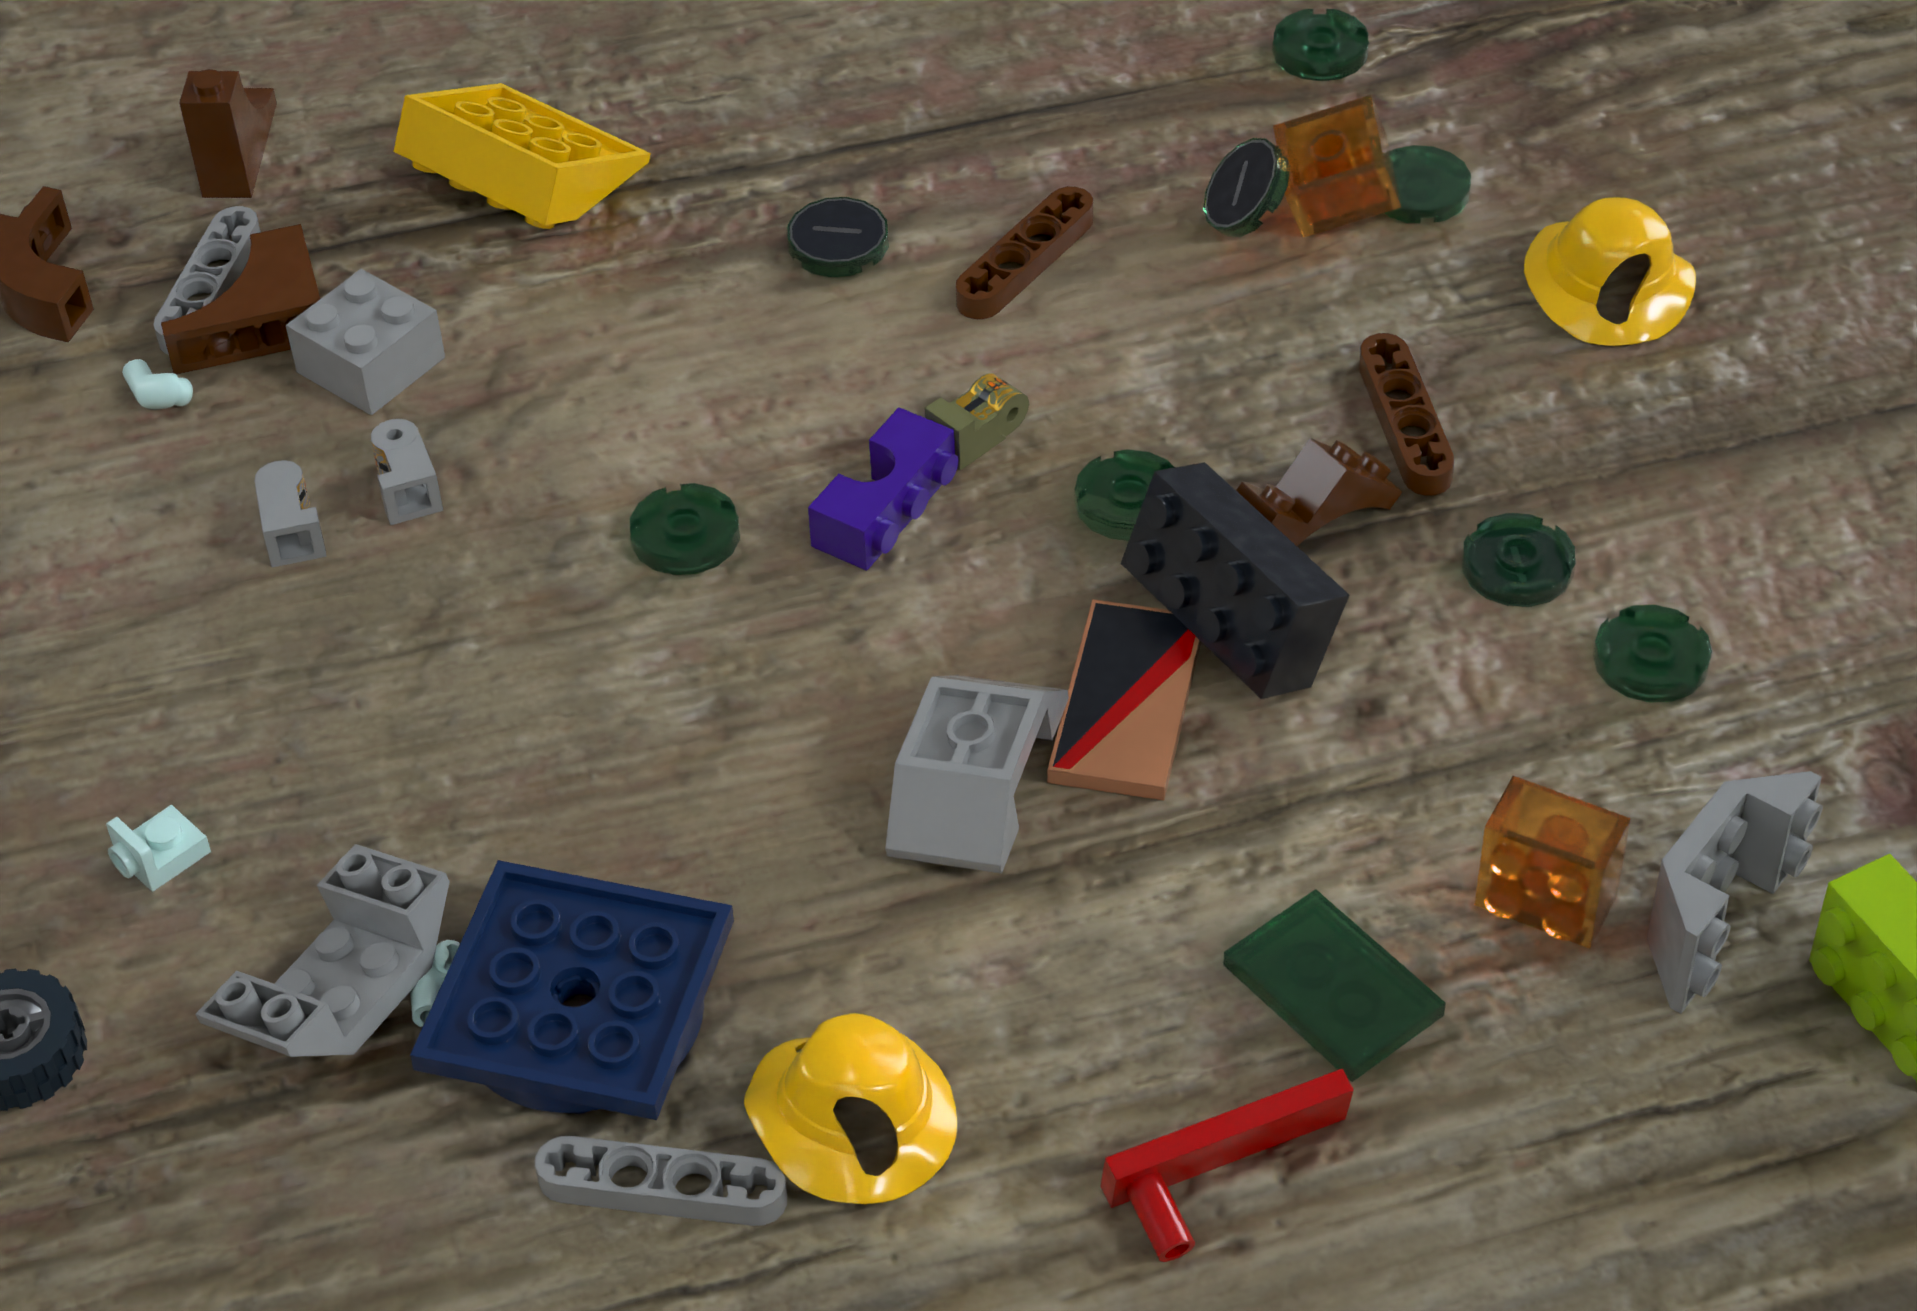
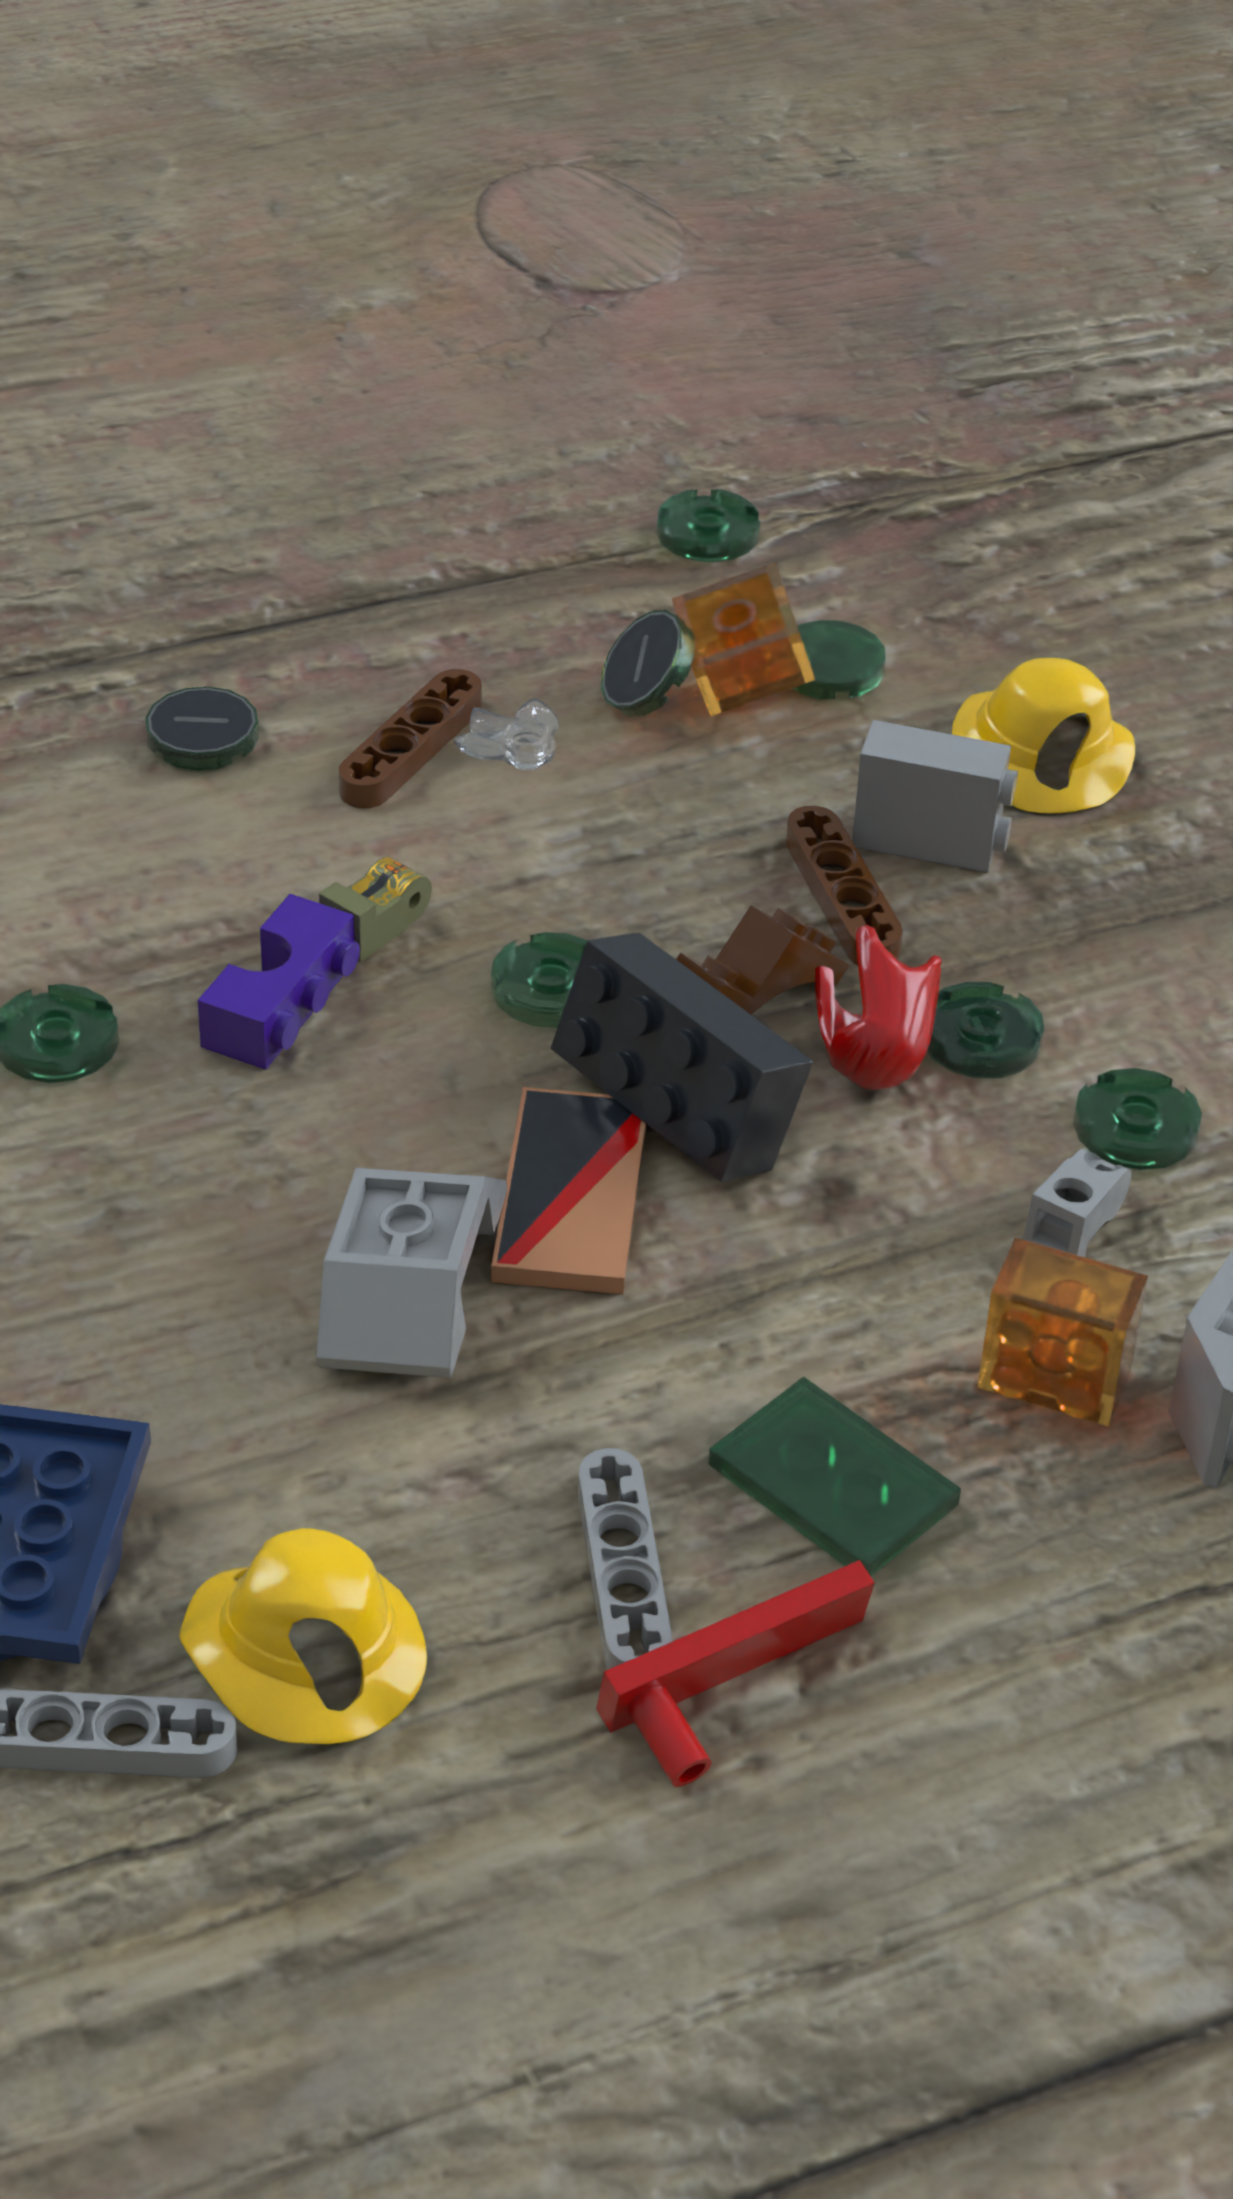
camera: 10 degrees left, 5 degrees down
(1122, 258) = (519, 741): none -> clear plate
(1140, 1055) = (626, 1564): none -> light grey beam
(1435, 550) = (896, 1020): none -> red hair
(1495, 330) = (933, 796): none -> light grey brick
(1582, 738) = (1076, 1202): none -> light grey leg

